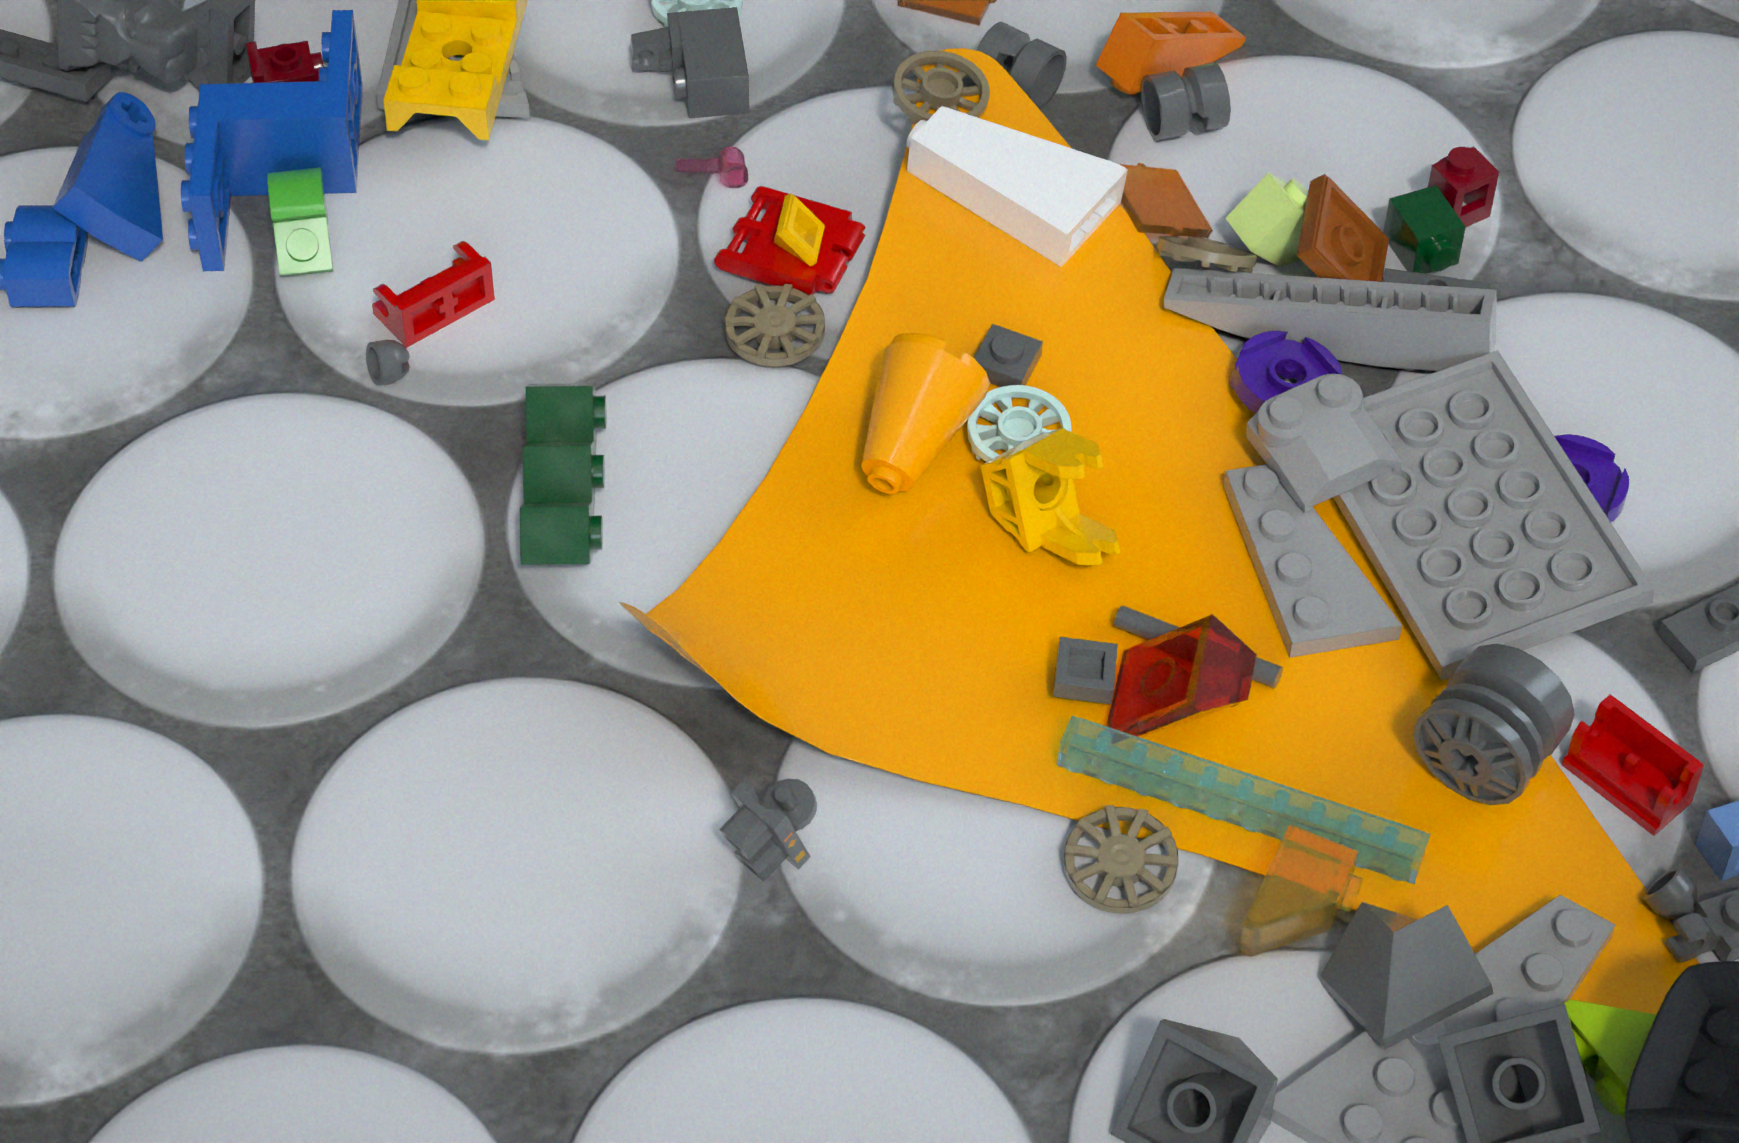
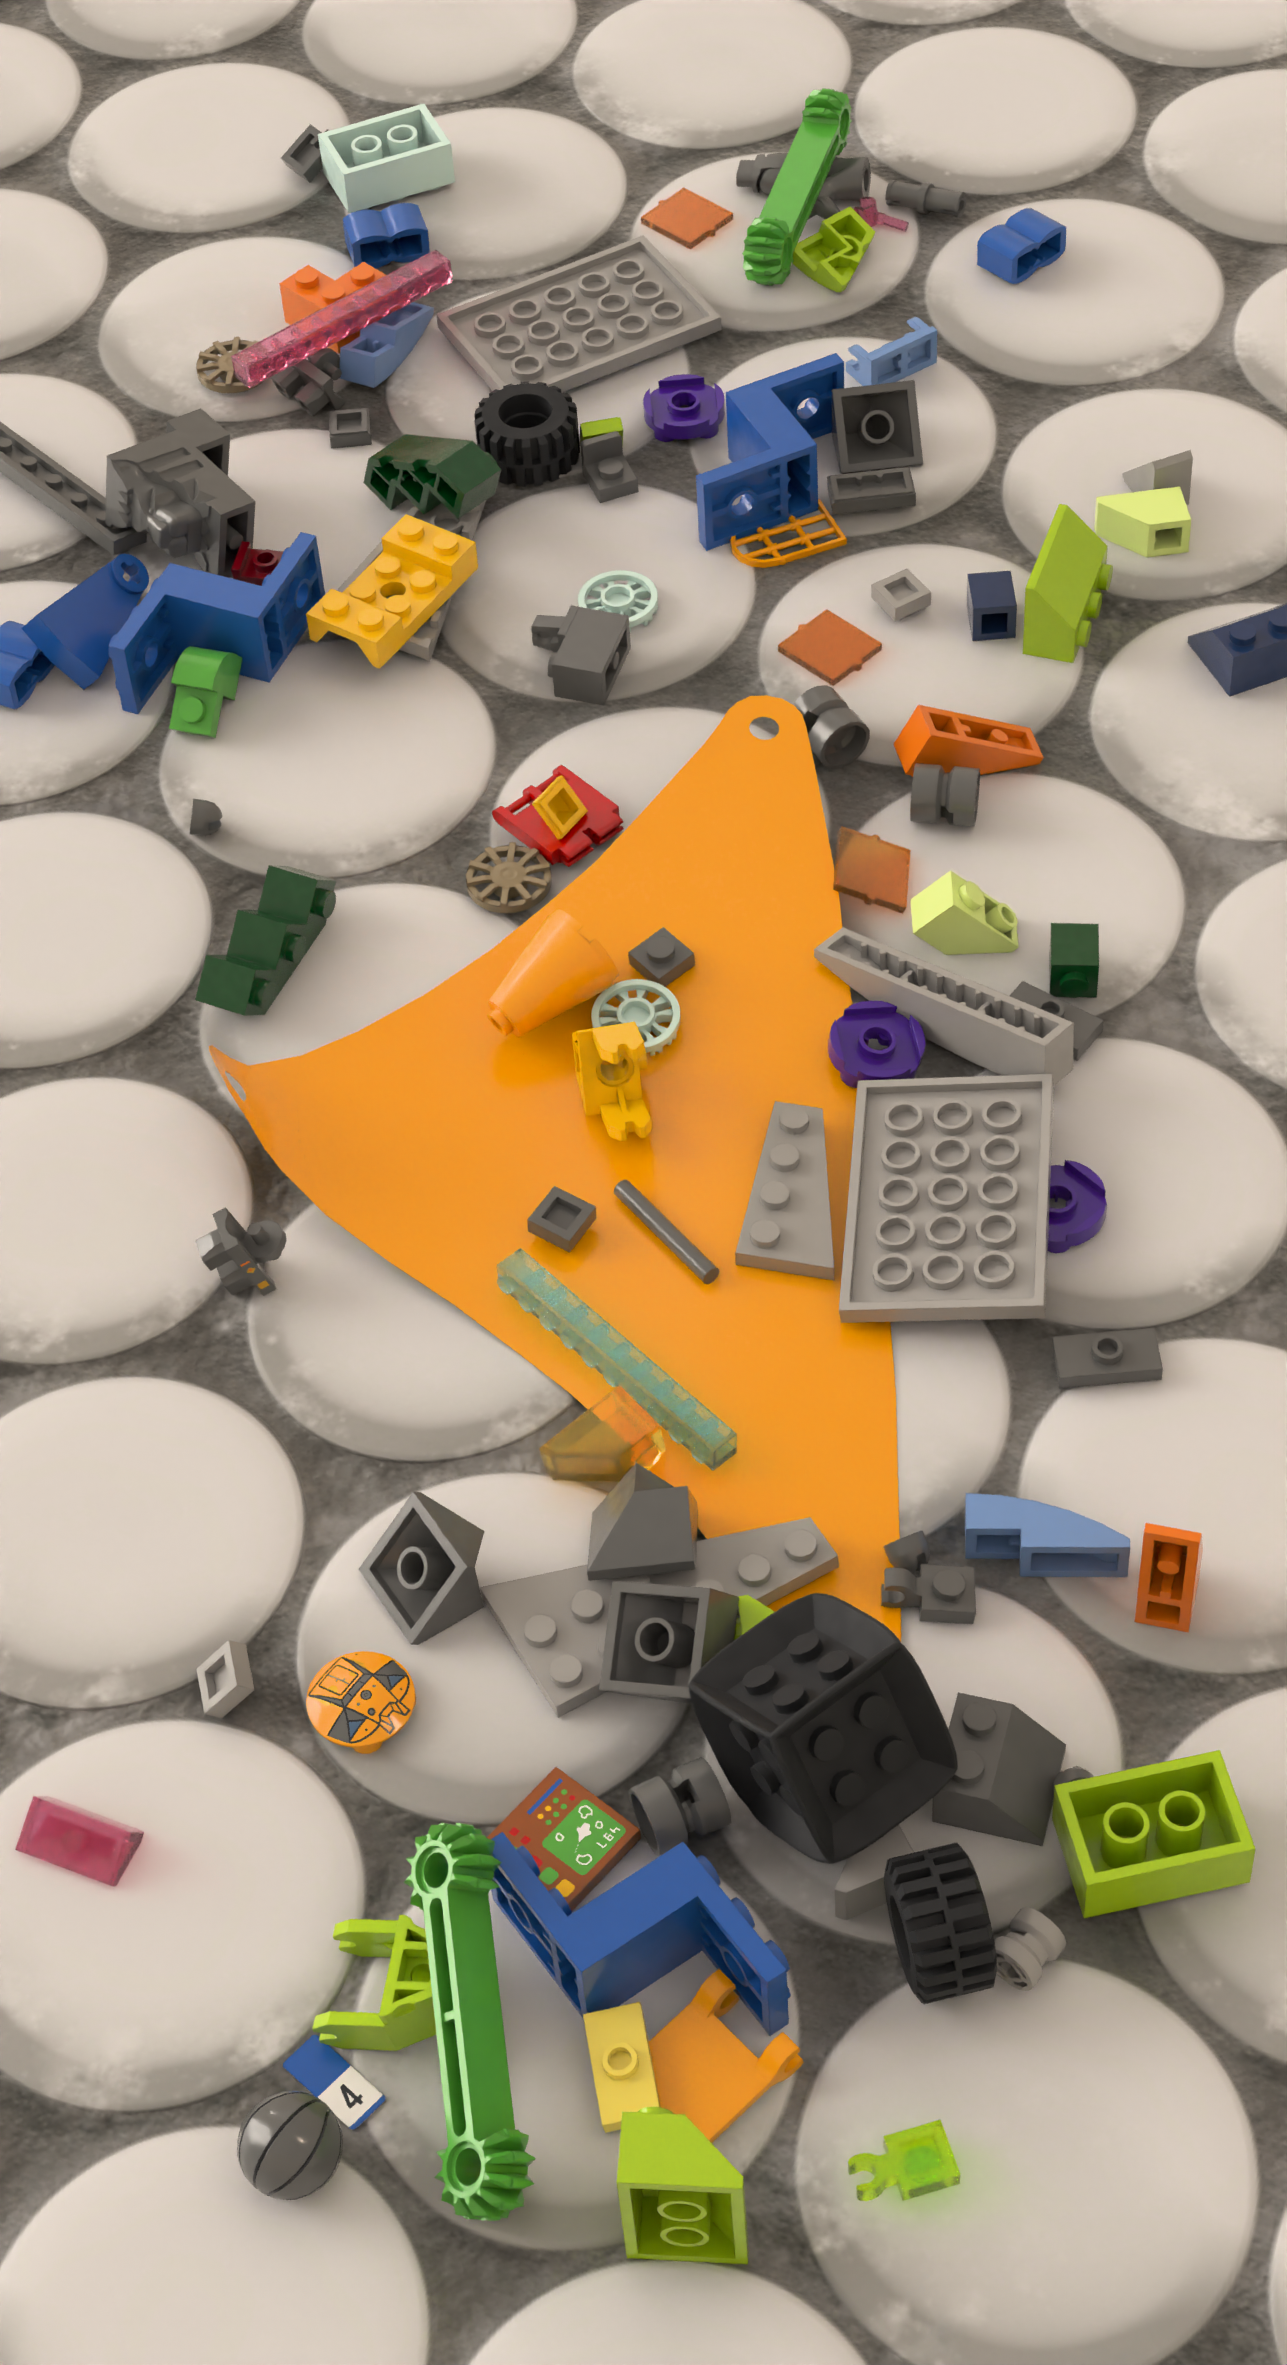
camera: 30 degrees right, 0 degrees up
(438, 298) = (270, 781): red hinge -> none
(729, 165) = (552, 743): clear pink hand -> none
(939, 85) = (735, 727): dark tan wheel -> none
(1016, 181) = (750, 820): white slope -> none
(1121, 859) = (498, 1371): dark tan wheel -> none
(1181, 678) = (627, 1251): clear red slope -> none
(1207, 252) = (875, 923): dark tan wheel -> none
(1320, 440) = (858, 1099): light grey slope -> none
(1339, 237) = (989, 944): dark orange tile -> none
(1468, 179) = (1126, 922): dark red brick -> none
(1494, 724) = (837, 1366): dark grey wheel -> none
(1633, 765) = (944, 1442): red hinge -> none

